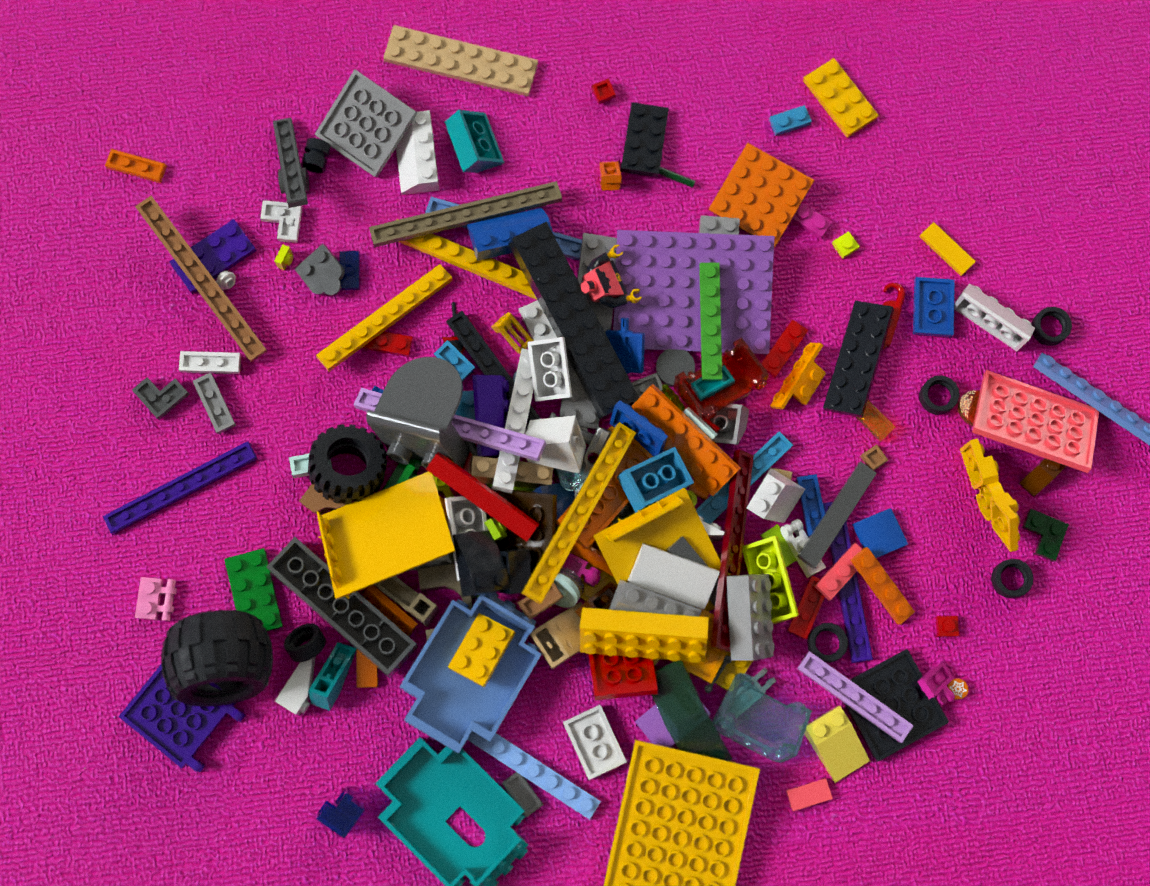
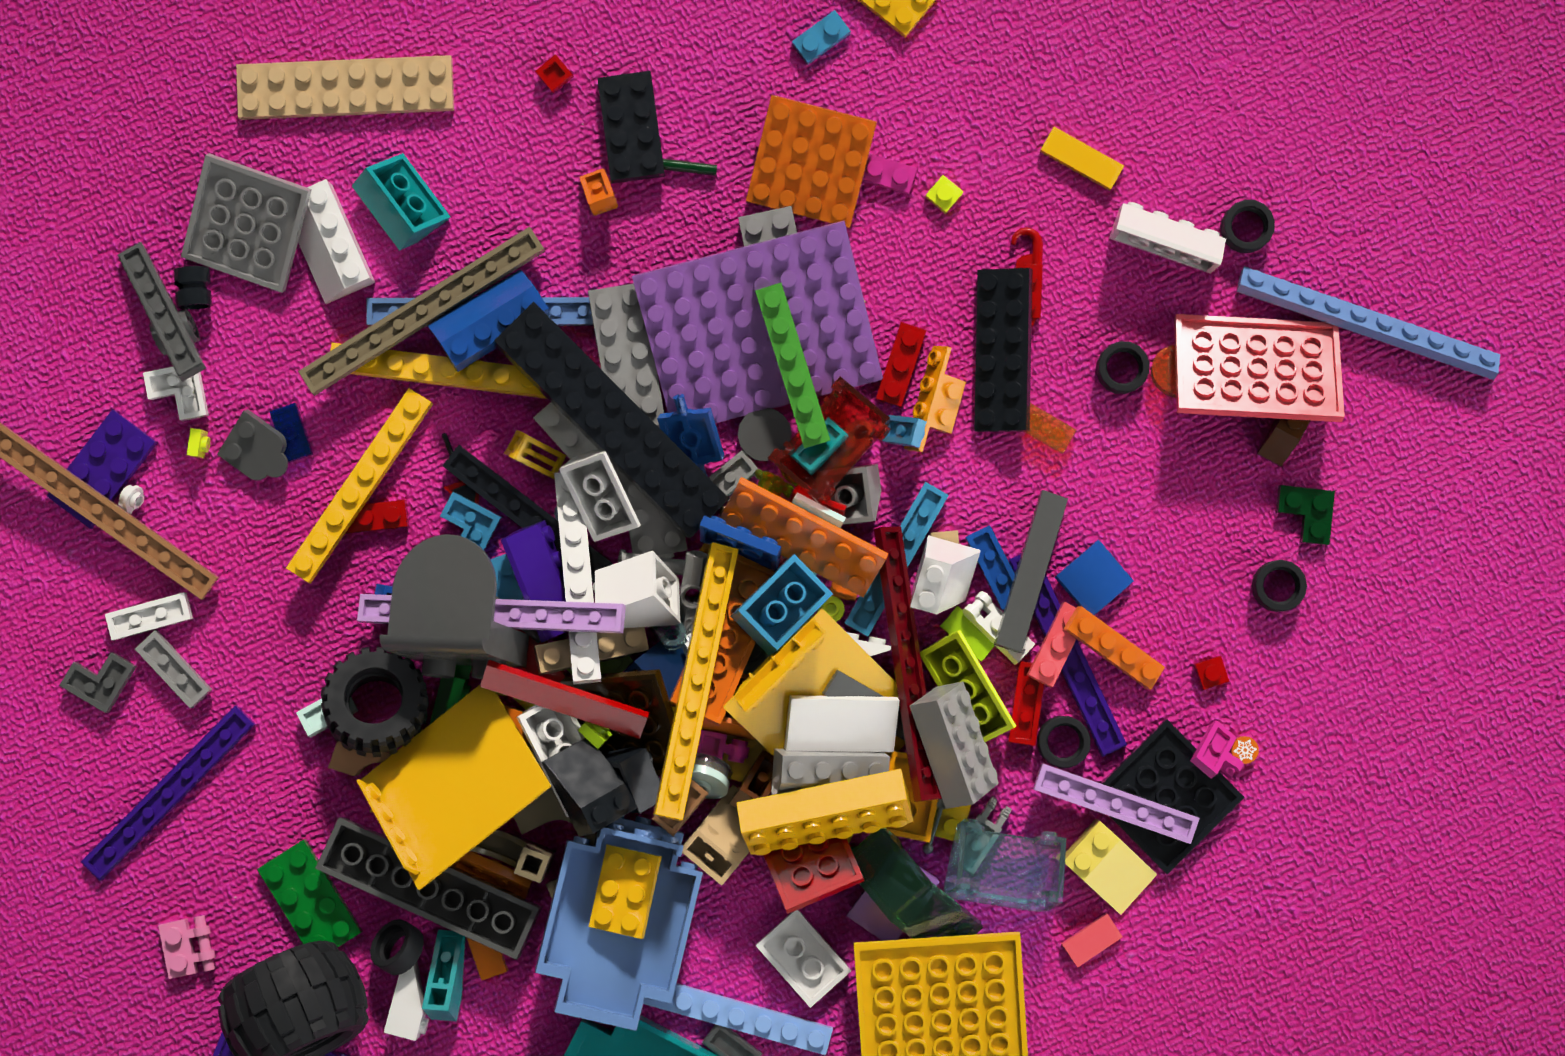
camera: 10 degrees left, 10 degrees up
(605, 283) = (636, 356): torso -> none
(775, 391) = (905, 431): none -> dark azure plate
(874, 457) = (1059, 478): medium nougat tile -> none
(933, 307) = (1084, 247): blue plate -> none
(992, 500) = (1224, 489): yellow plate -> none

